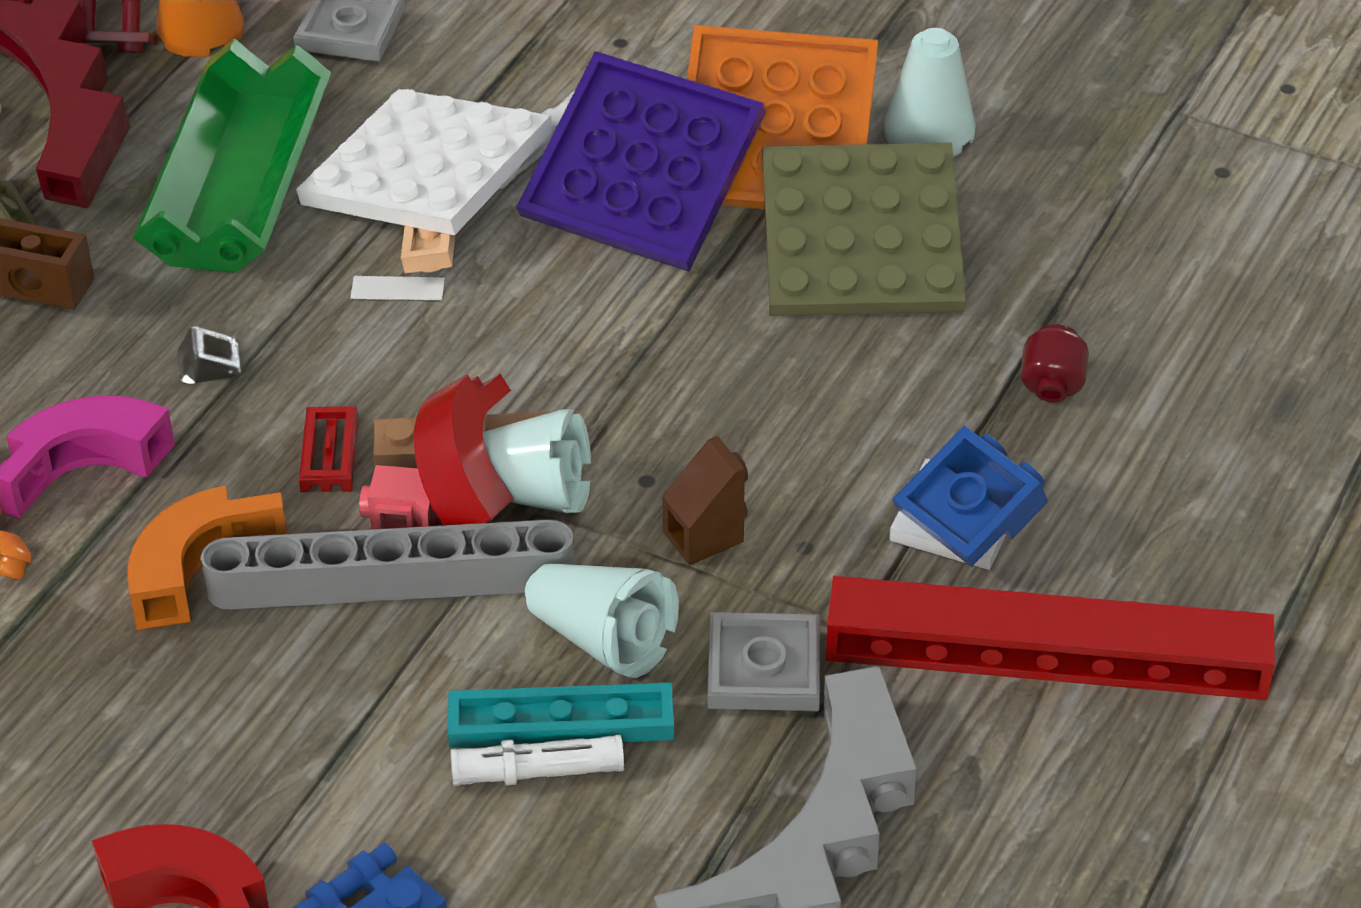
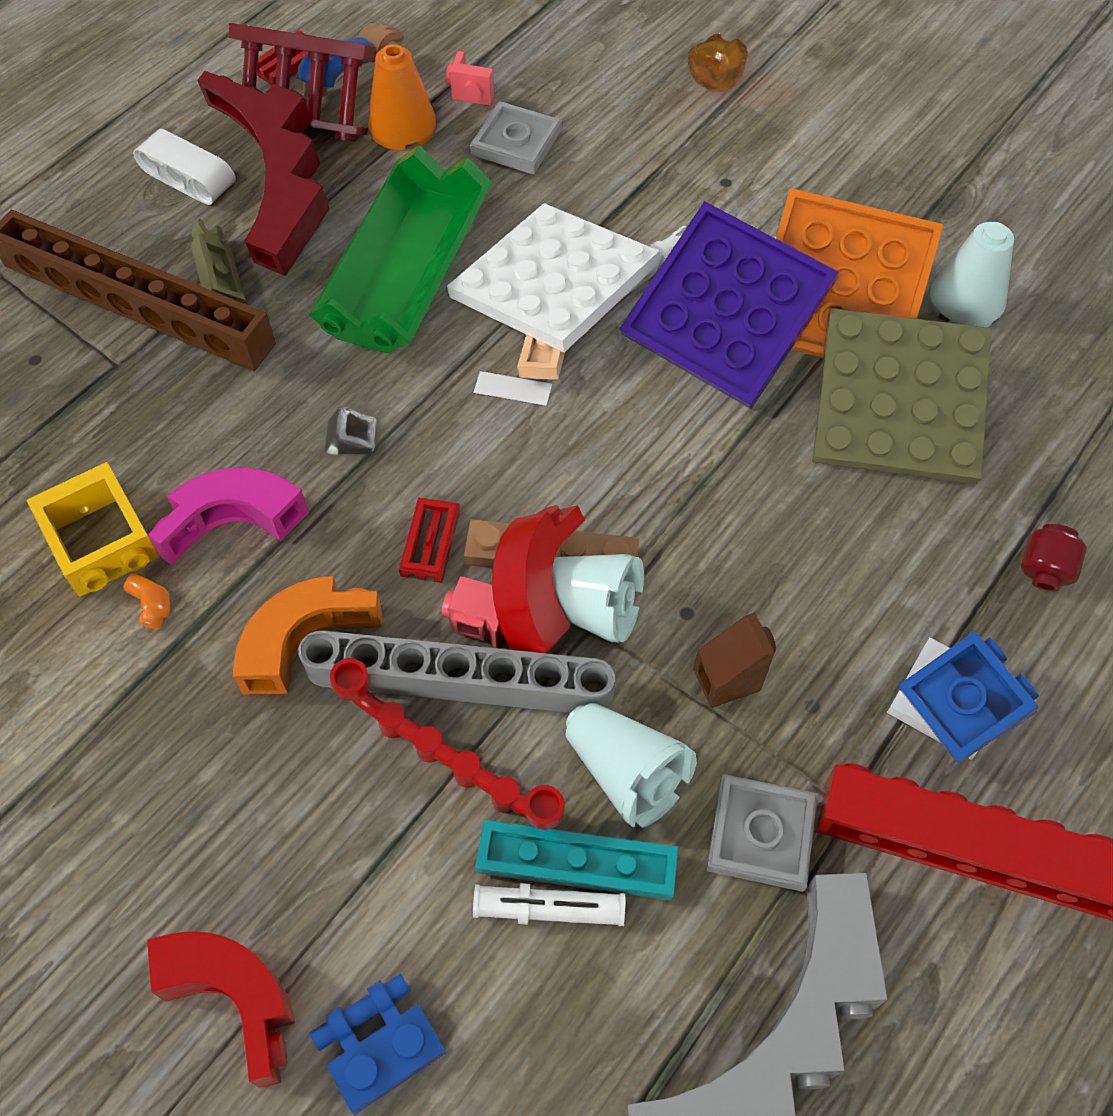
camera: 10 degrees right, 15 degrees up
(513, 653) = (541, 807): none -> red bar

